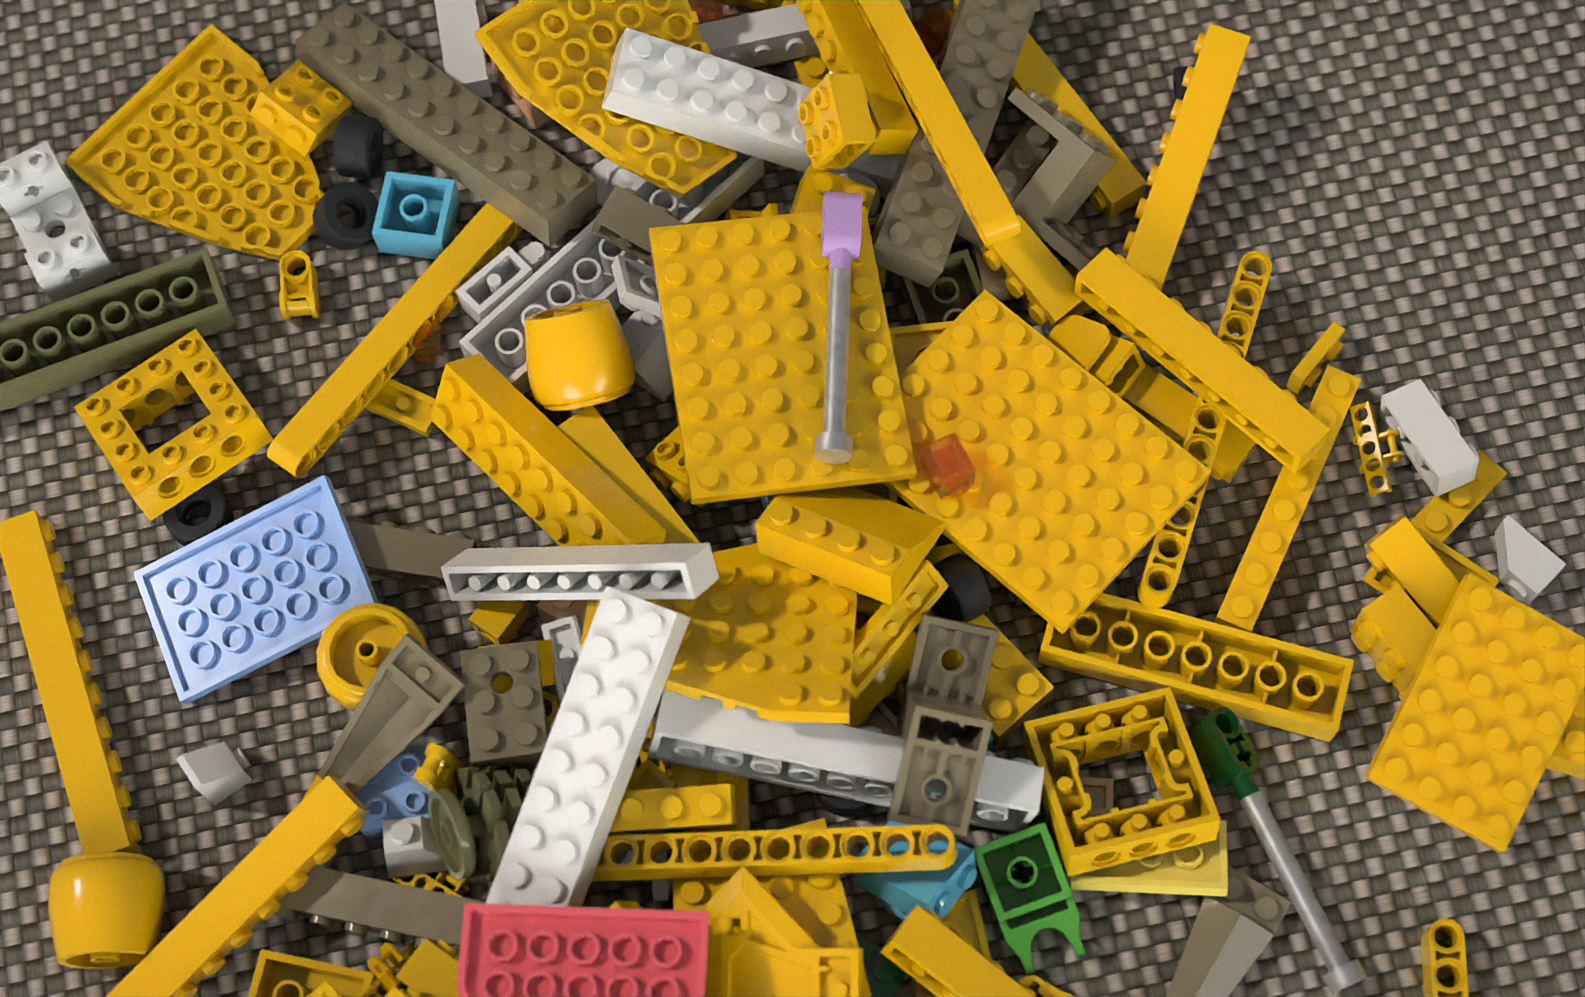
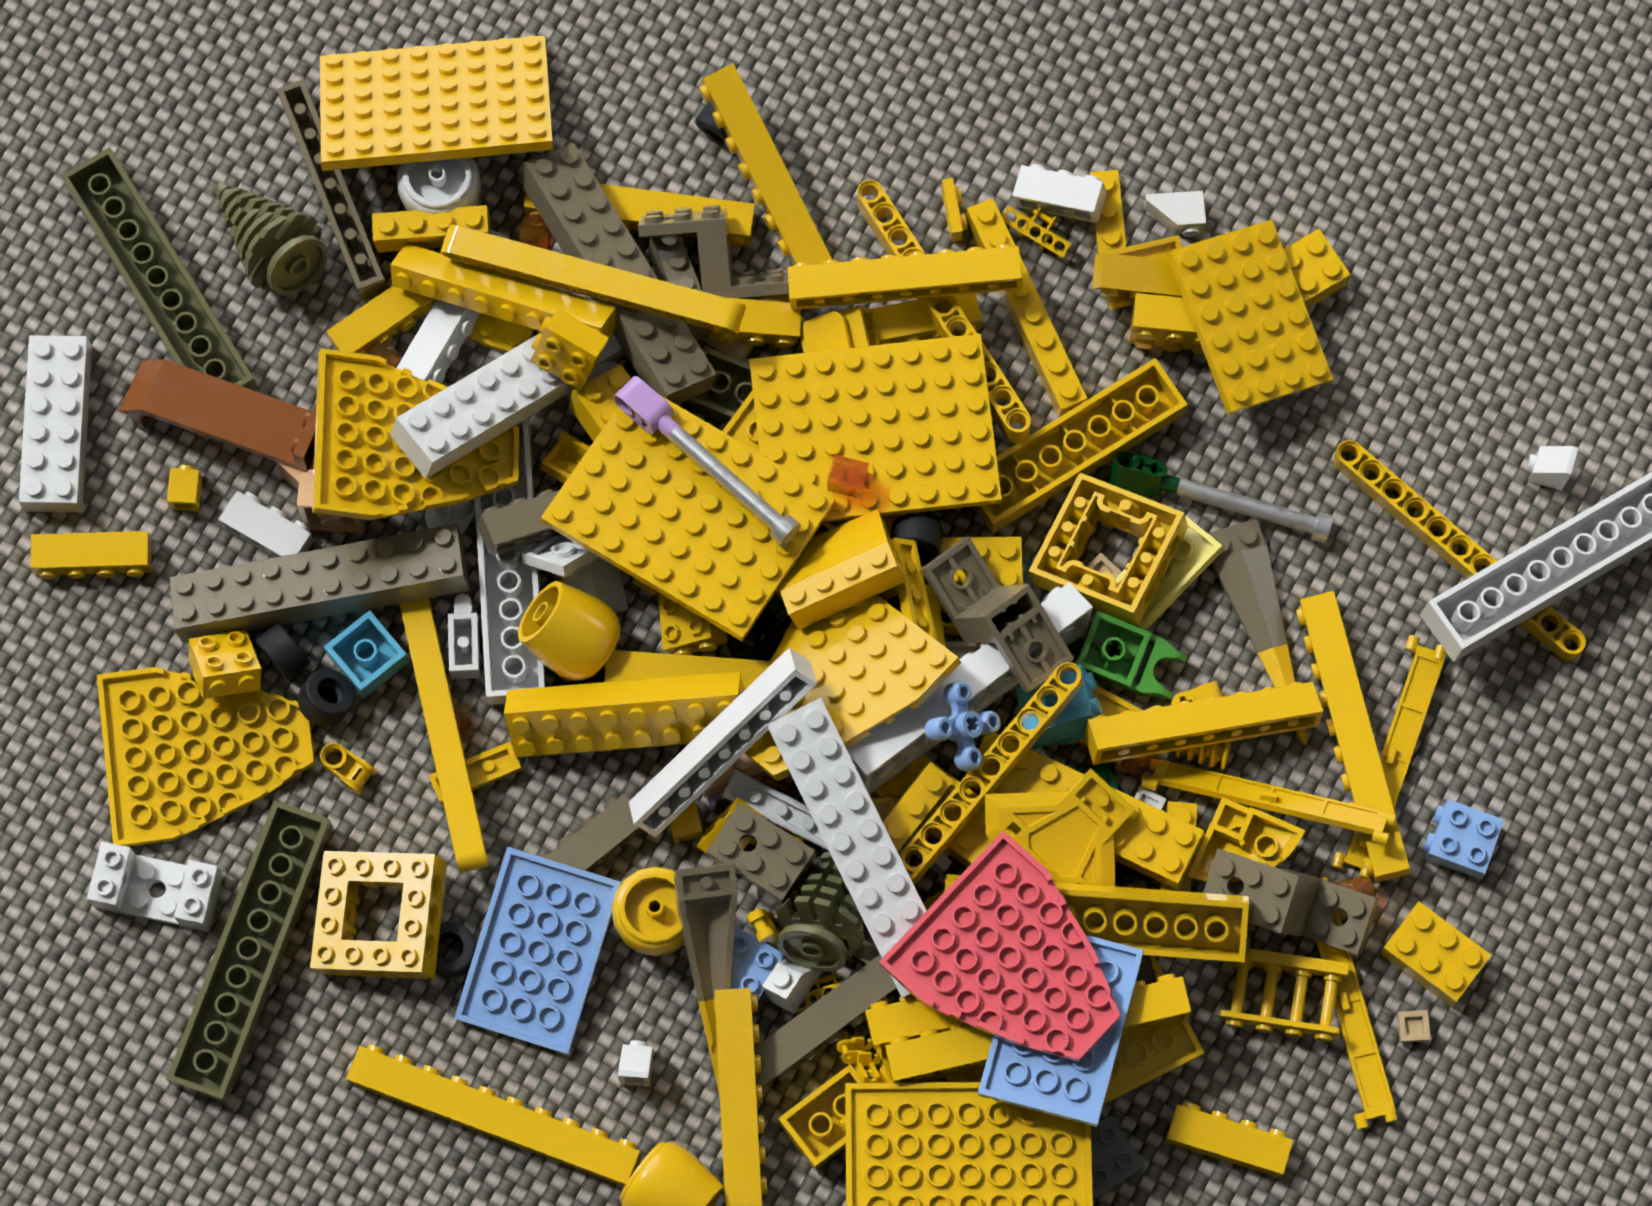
camera: 55 degrees left, 5 degrees up
(718, 512) = (762, 651): none -> black tyre
(791, 783) = (962, 726): none -> light blue gear

